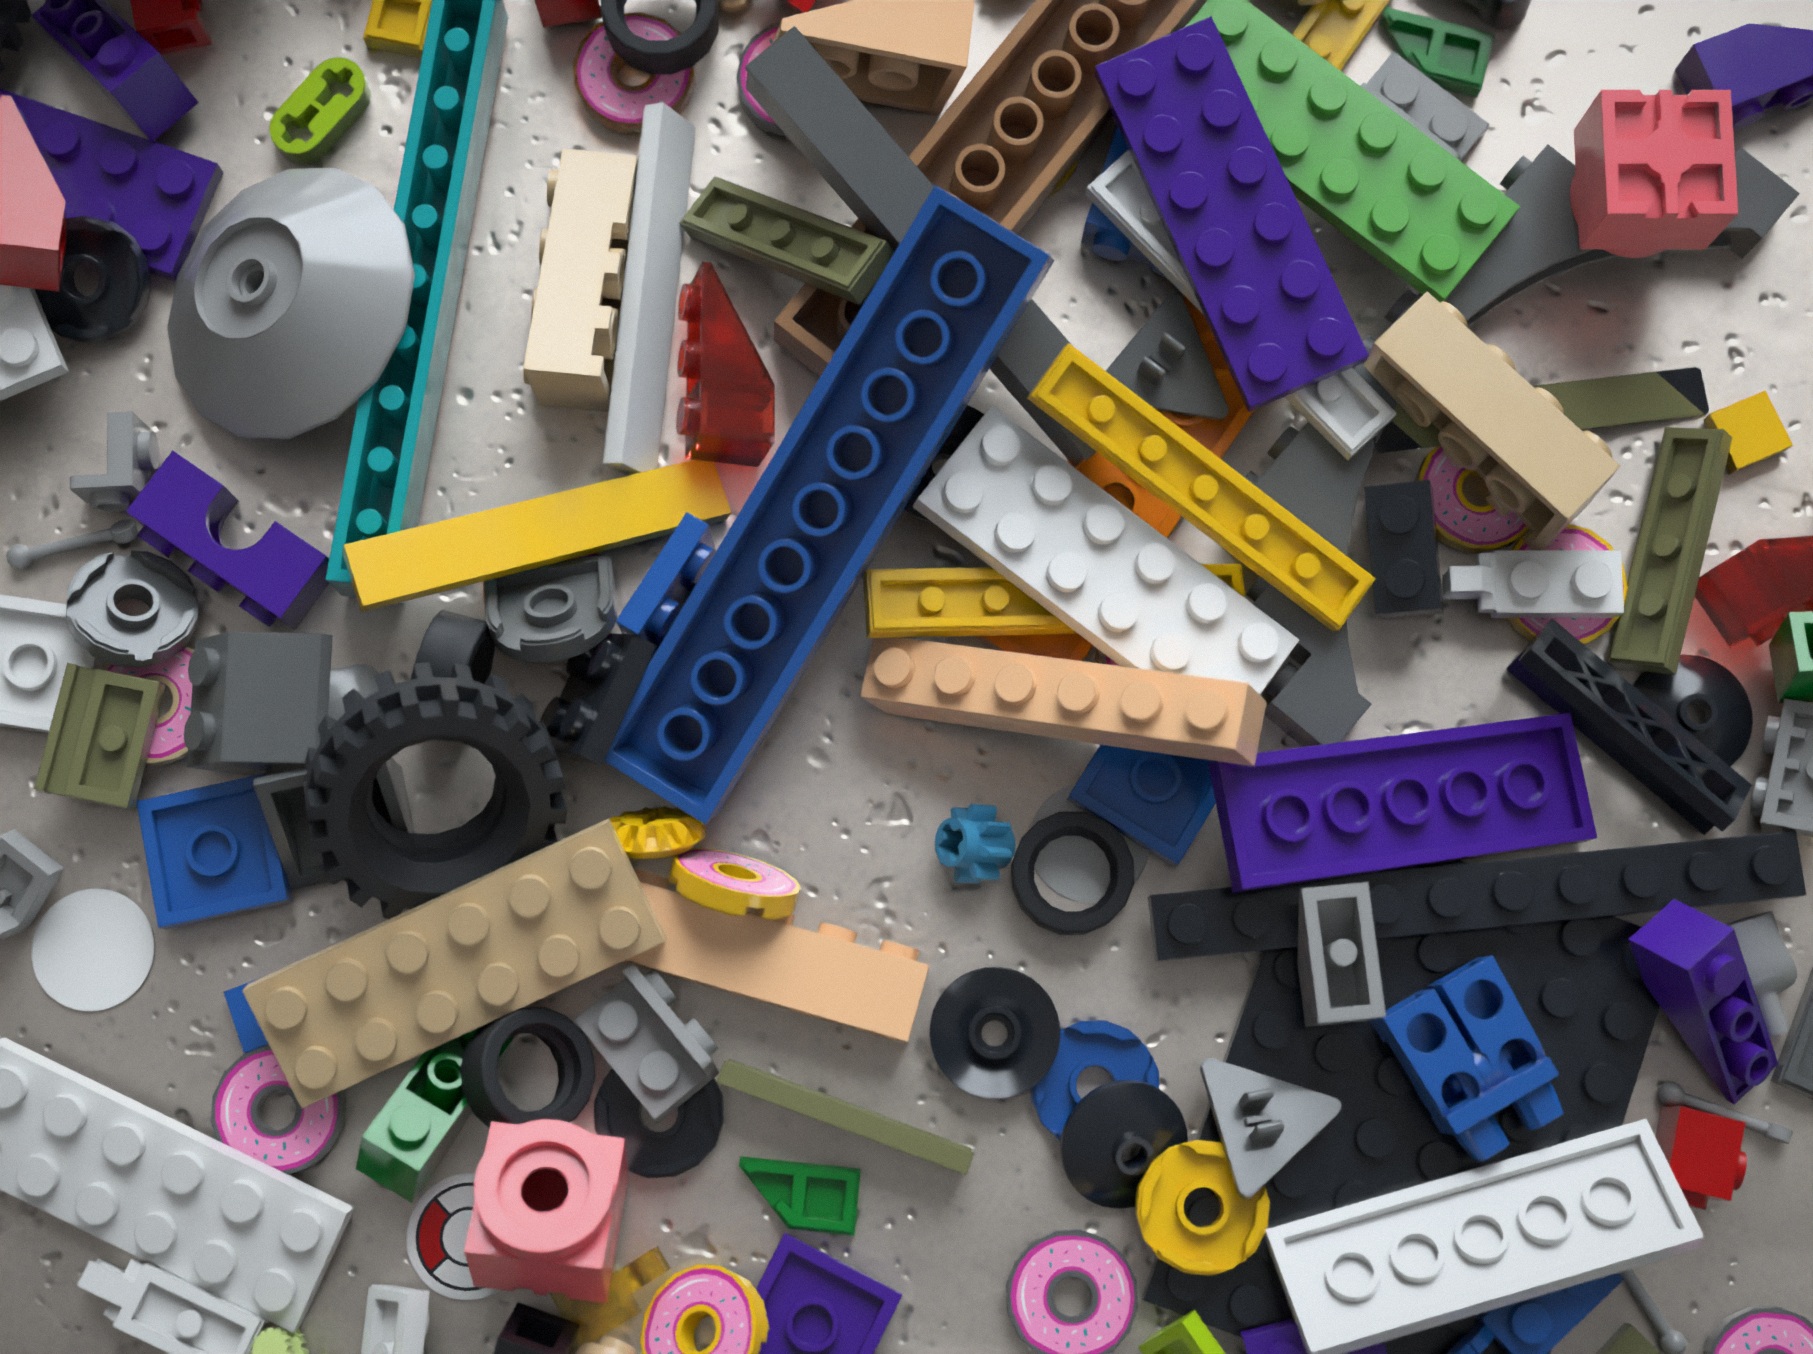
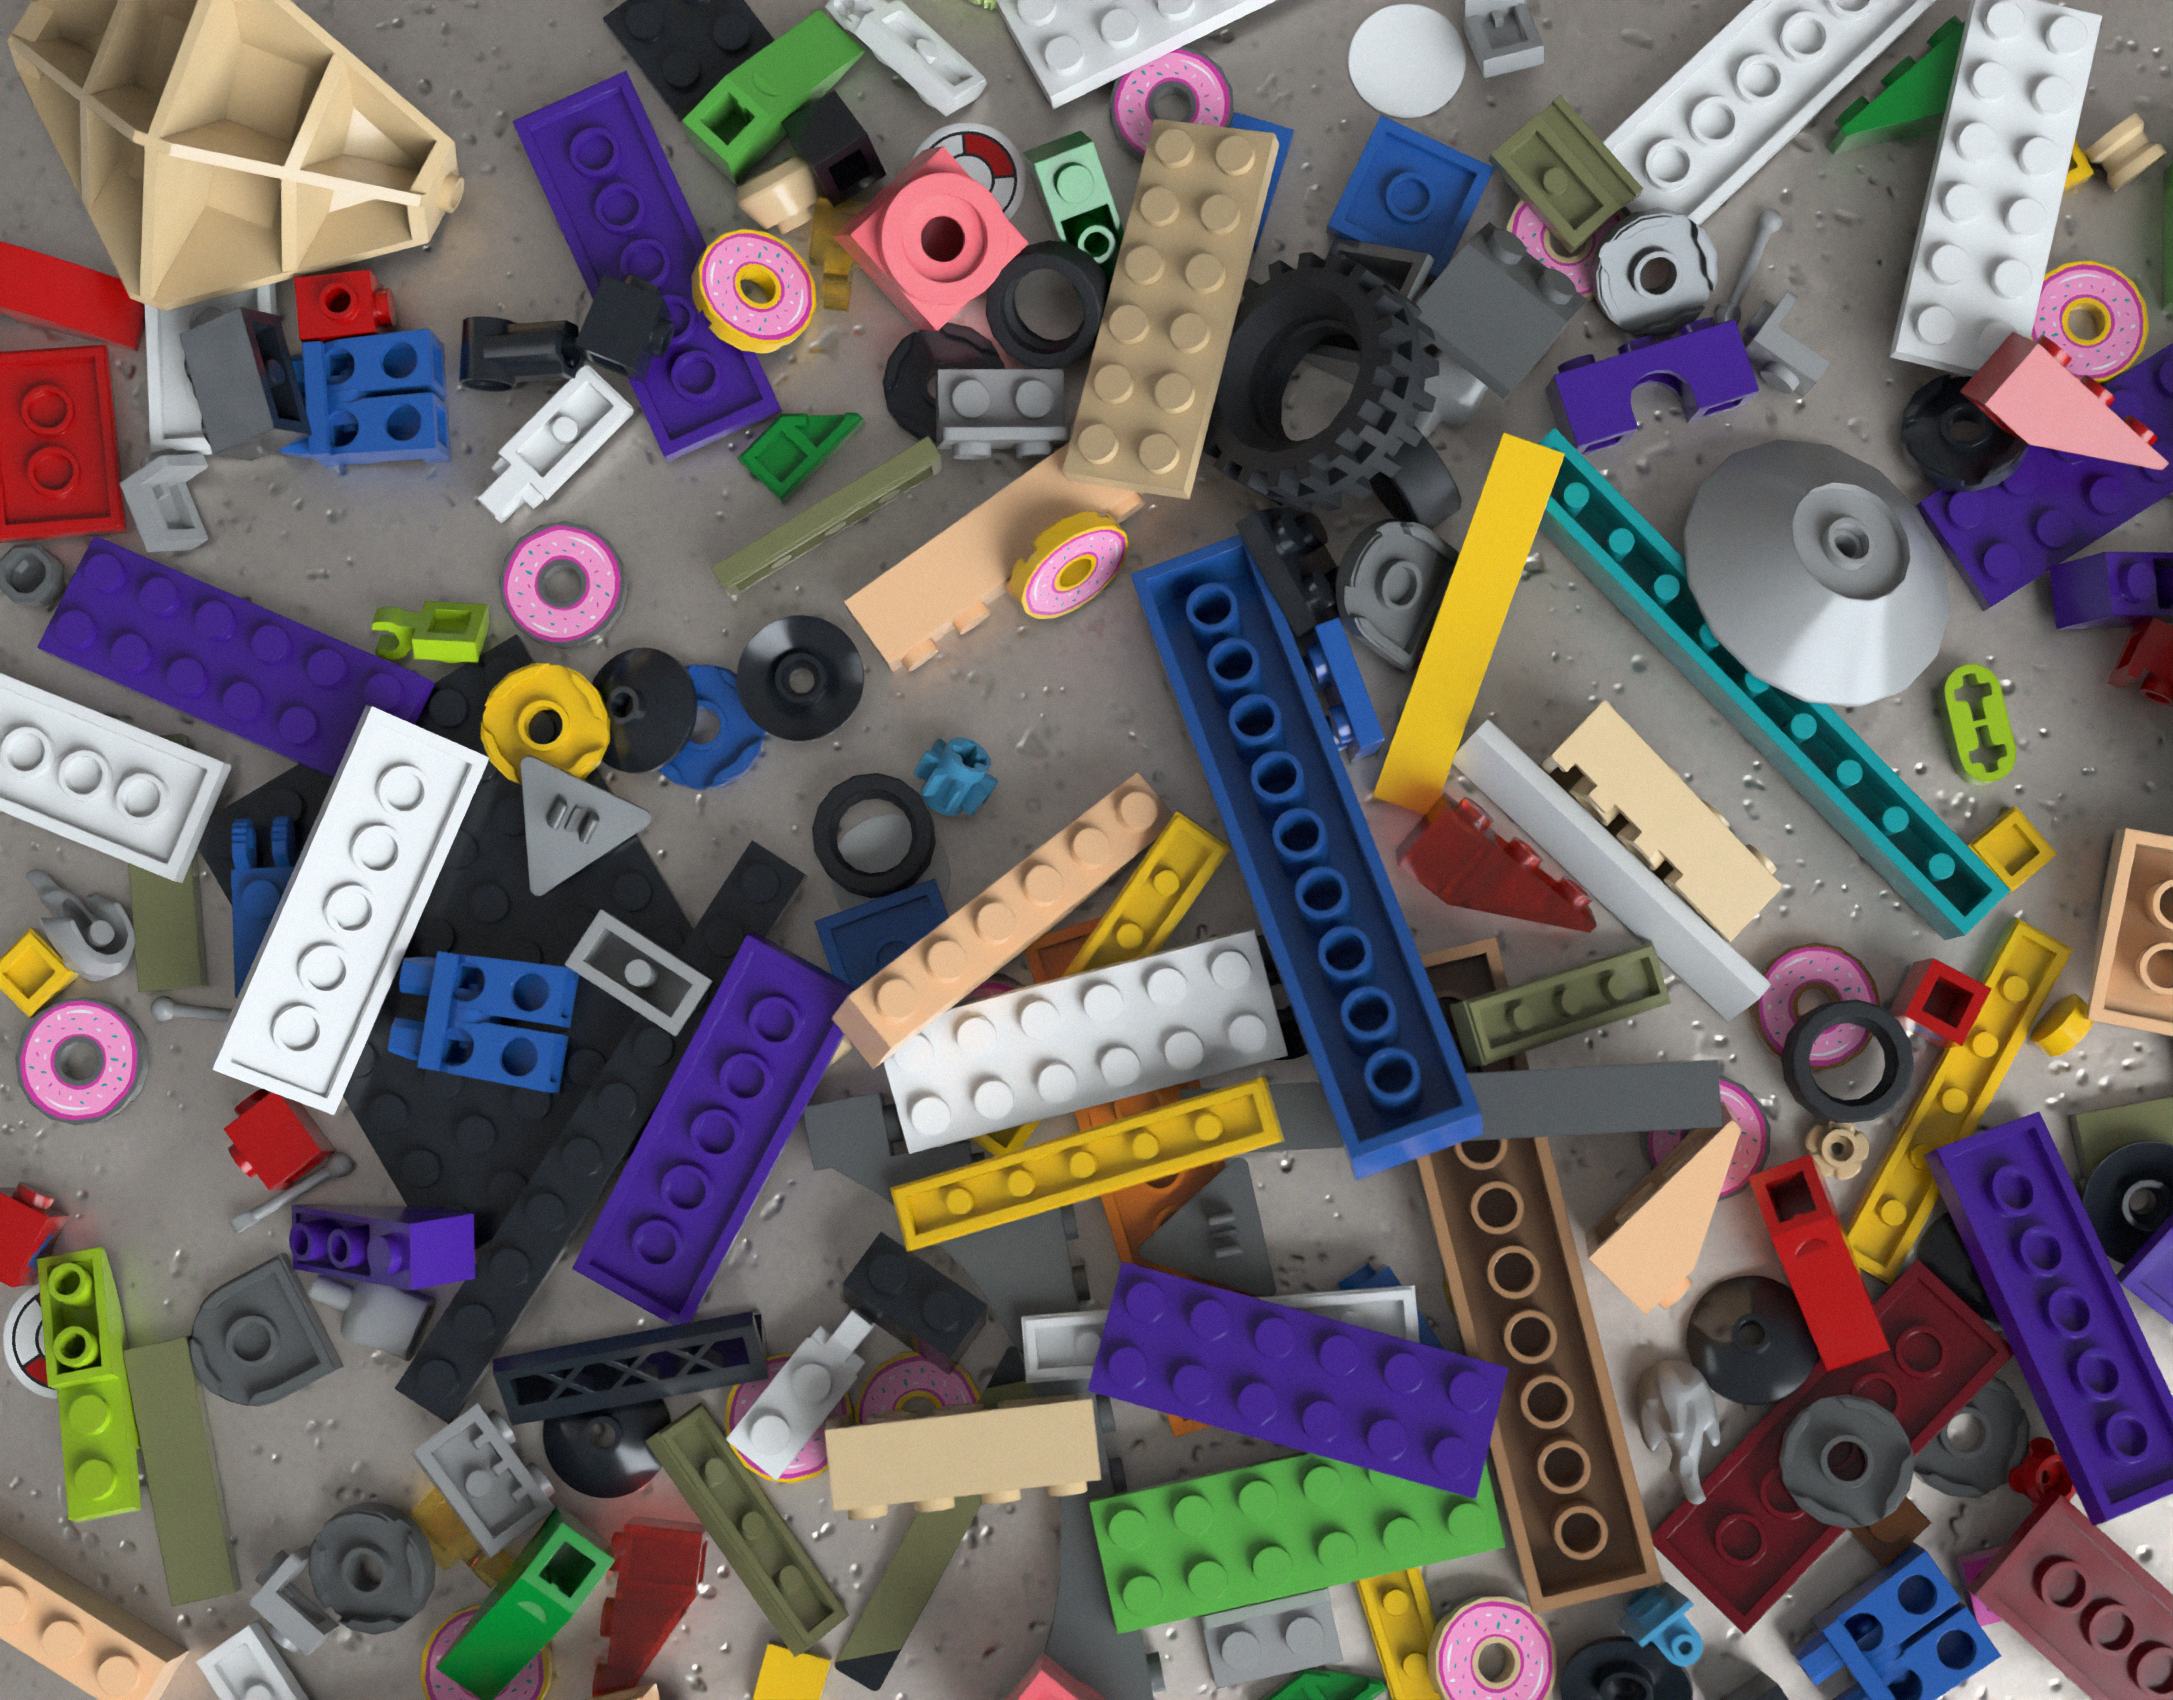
camera: 135 degrees right, 5 degrees up
(657, 832) = (1158, 532): yellow gear -> none

